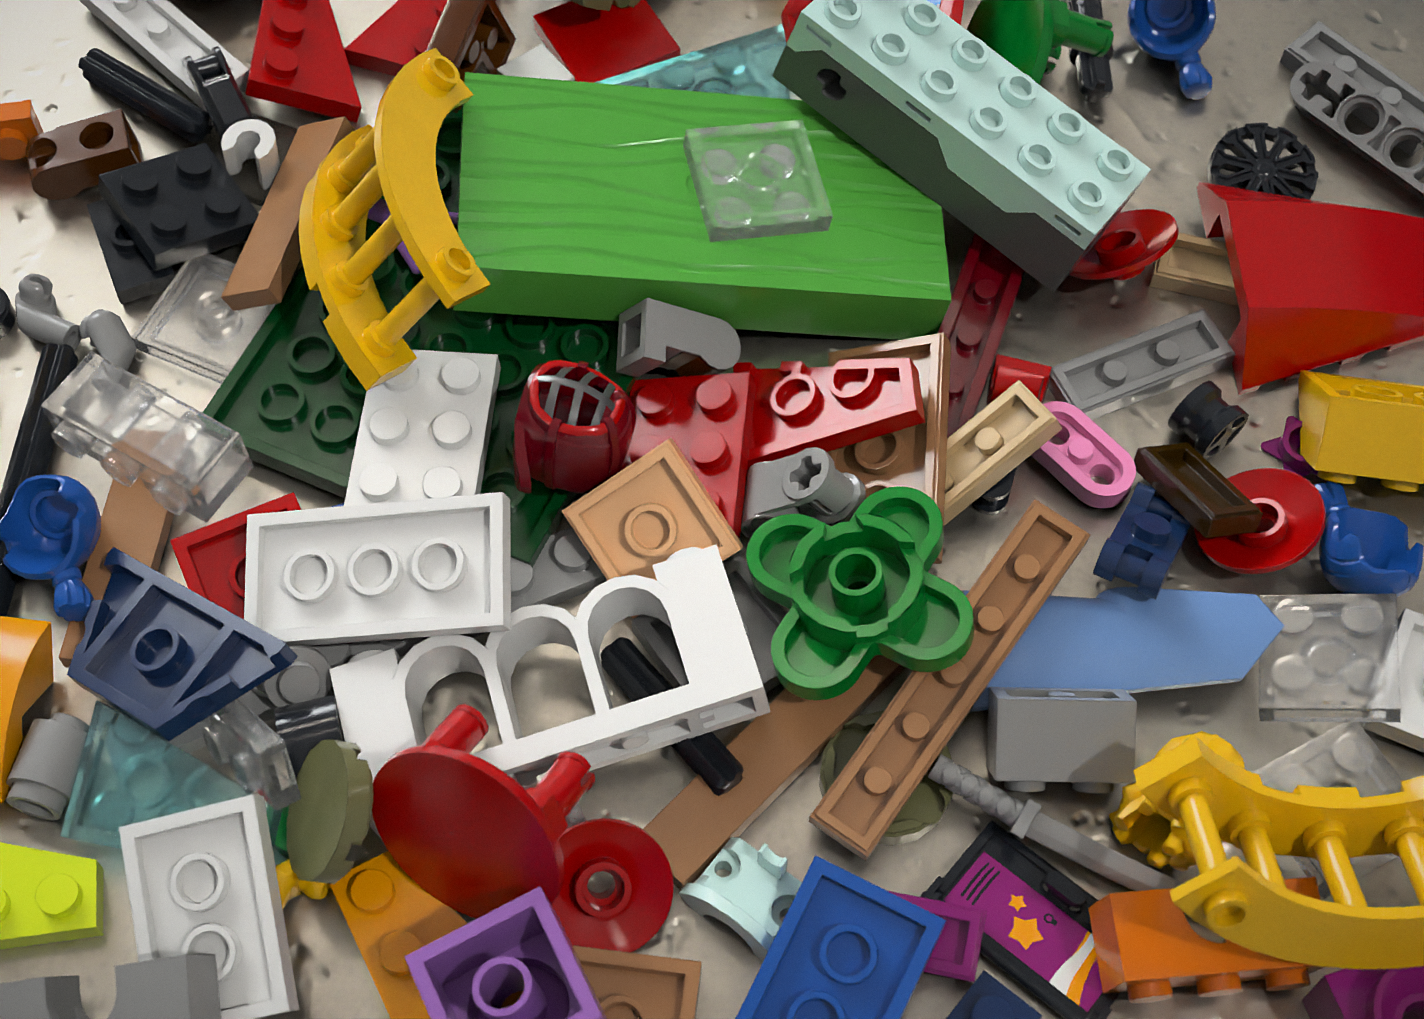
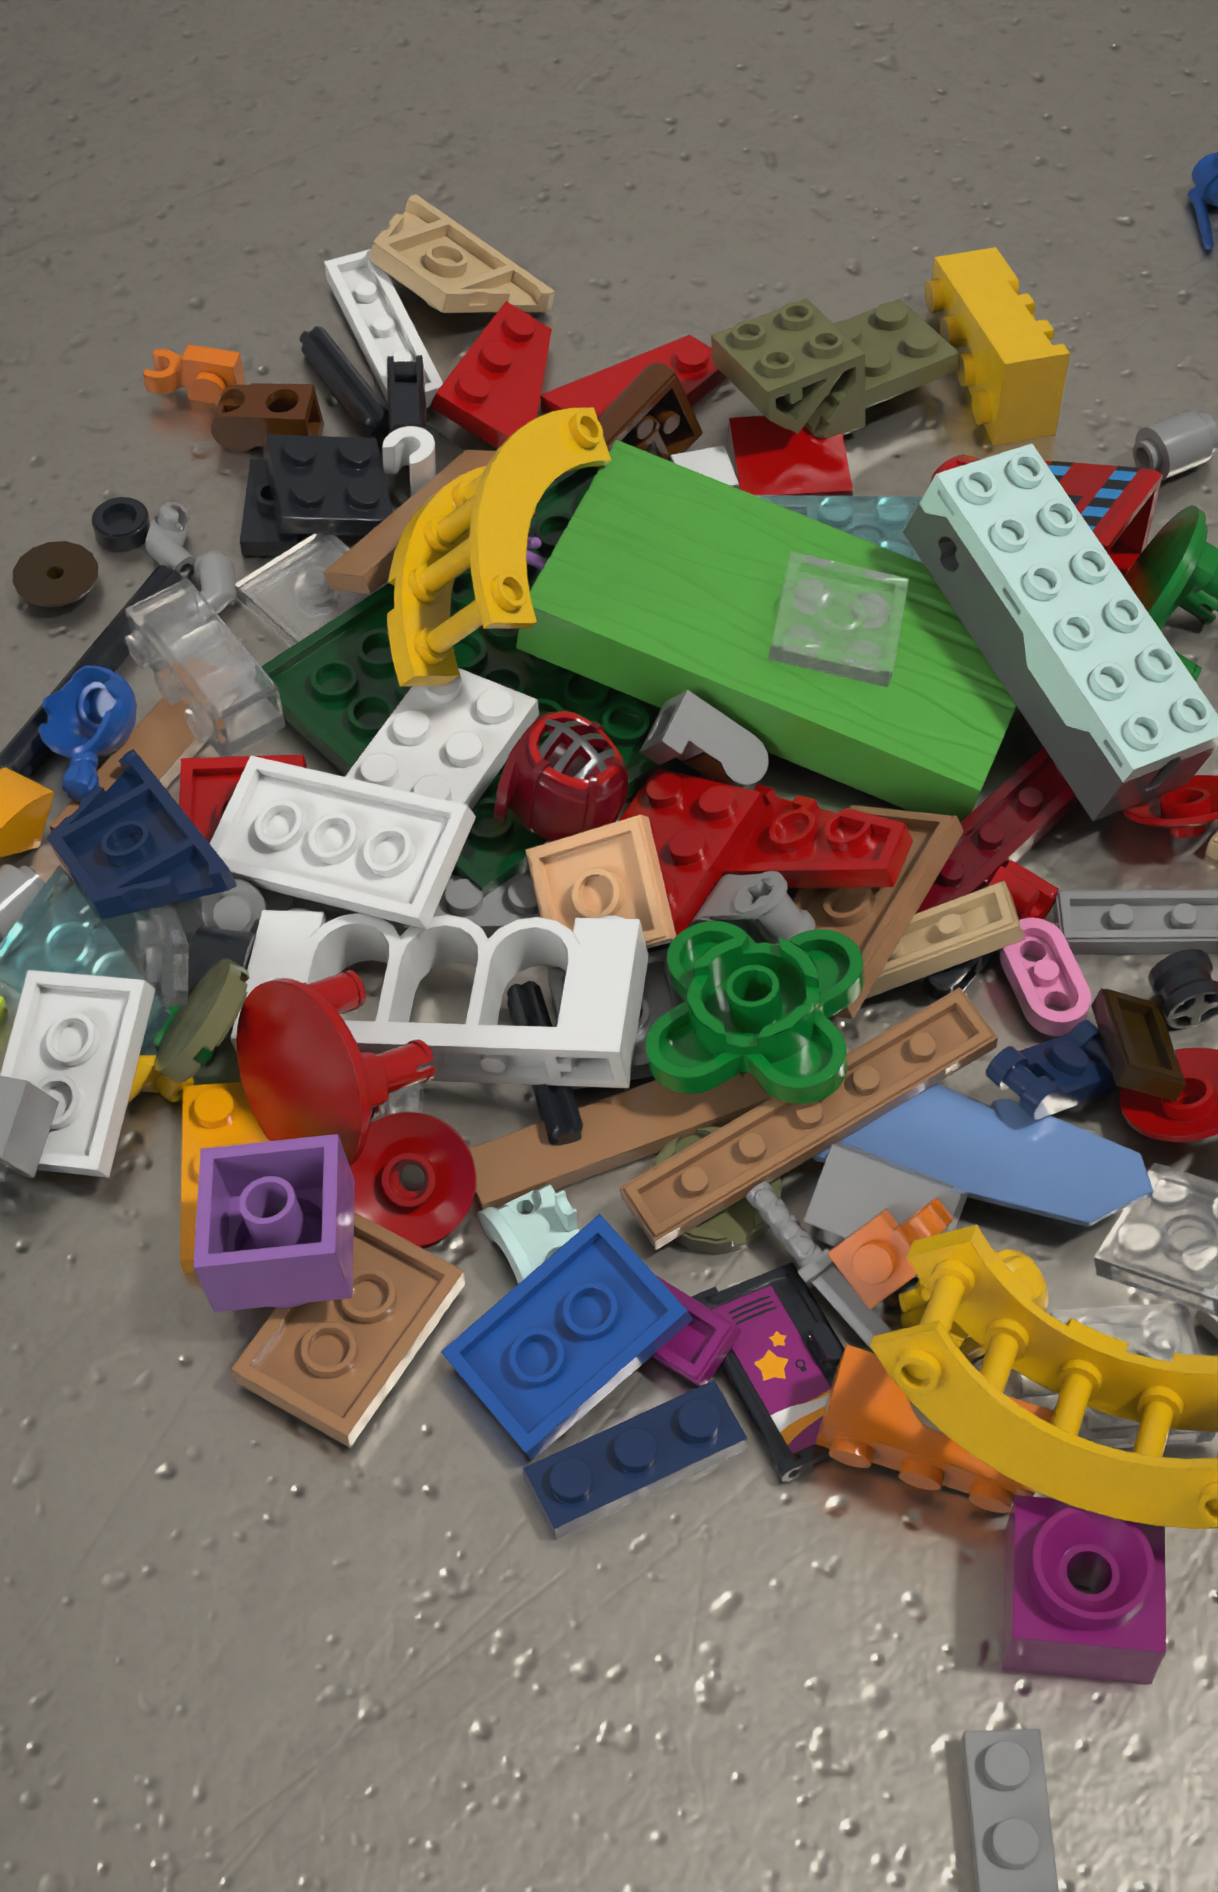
camera: 25 degrees right, 5 degrees down
(1090, 786) = (876, 1253): none -> orange plate

